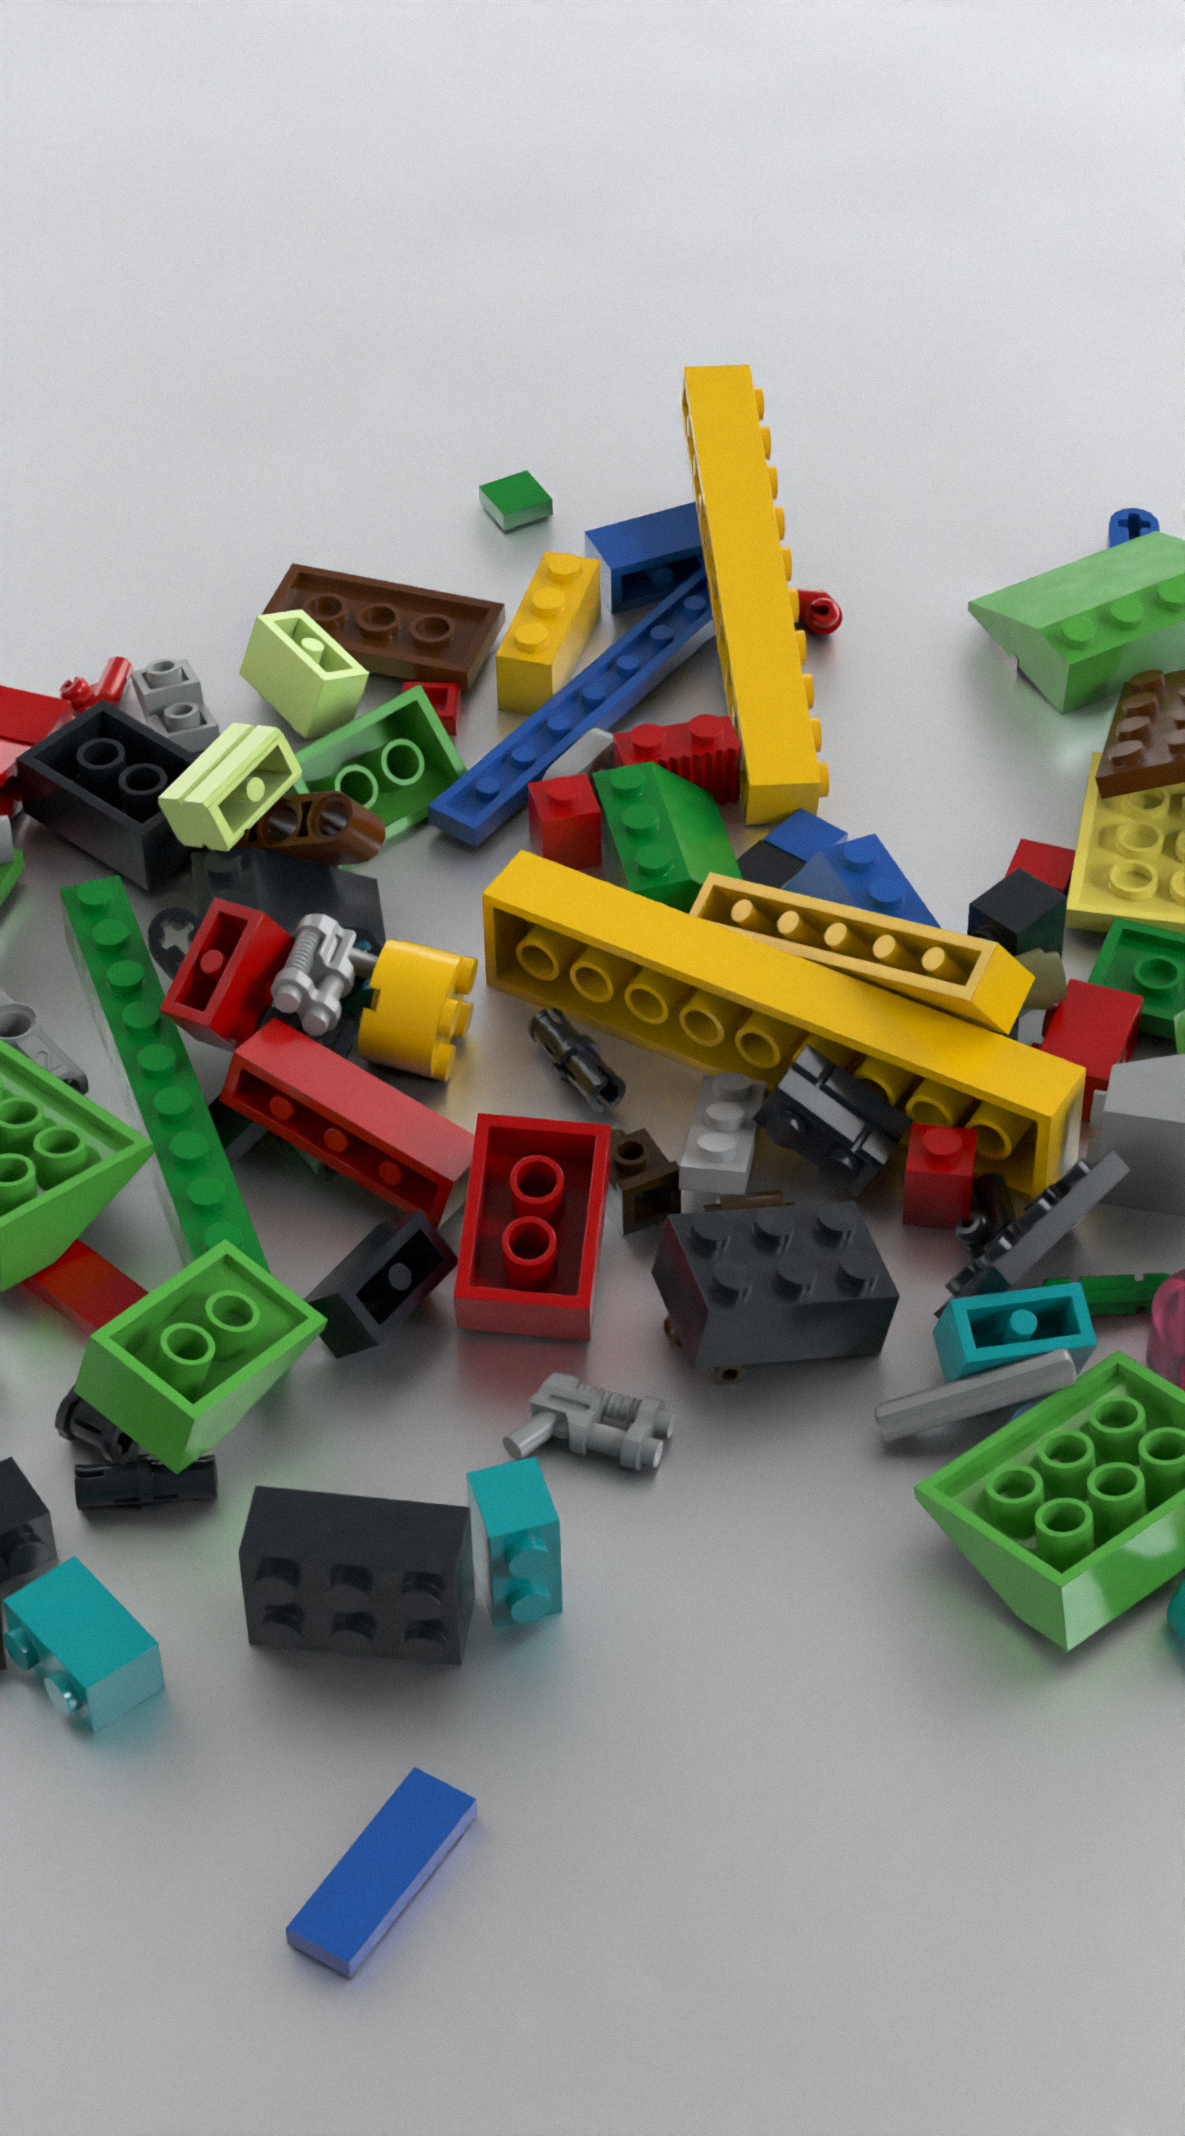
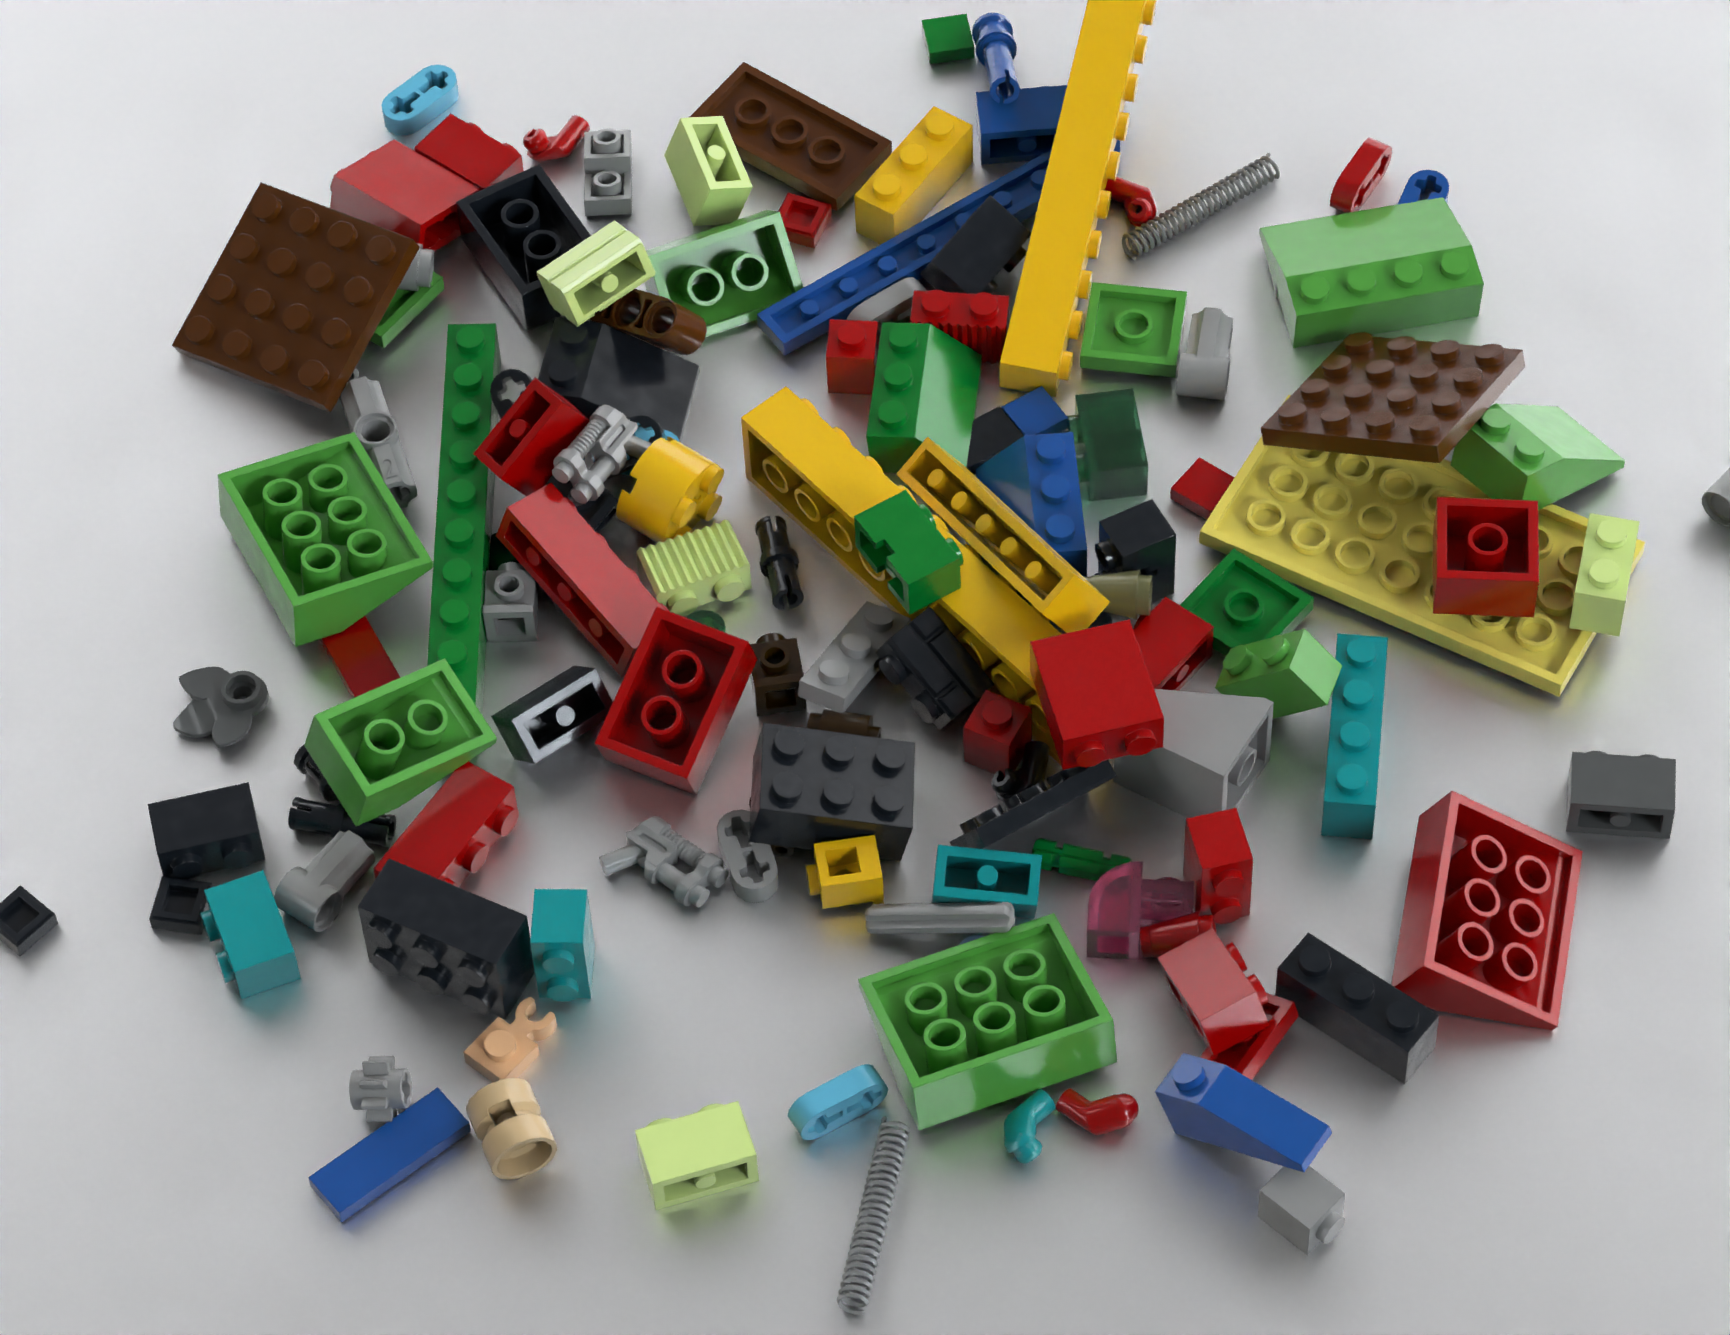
camera: 20 degrees right, 10 degrees up
(151, 1567) = (317, 891): none -> light grey piece
(265, 1165) = (510, 594): none -> light grey brick
(305, 1440) = (457, 826): none -> red brick
(341, 1787) = (380, 1089): none -> light grey gear
(483, 1075) = (695, 568): none -> yellowish green brick
(486, 1697) = (507, 1048): none -> light nougat plate
(544, 1791) = (511, 1128): none -> tan wheel
(586, 492) = (996, 52): none -> blue pin
(665, 679) = (978, 251): none -> black brick
(684, 1395) = (737, 859): none -> light grey beam
(766, 976) = (908, 545): none -> green brick
(799, 1756) = (696, 1154): none -> yellowish green brick
(831, 1374) = (846, 872): none -> yellow brick
(879, 730) = (1133, 329): none -> bright green plate
(880, 590) = (1207, 212): none -> light grey piece
(920, 840) = (1110, 445): none -> clear green brick
(949, 1644) = (837, 1102): none -> medium azure beam
(977, 744) = (1206, 364): none -> light grey piece
(1054, 529) = (1361, 176): none -> red beam
(1063, 1776) = (867, 1195): none -> light grey piece
(1075, 1076) = (1096, 694): none -> red brick

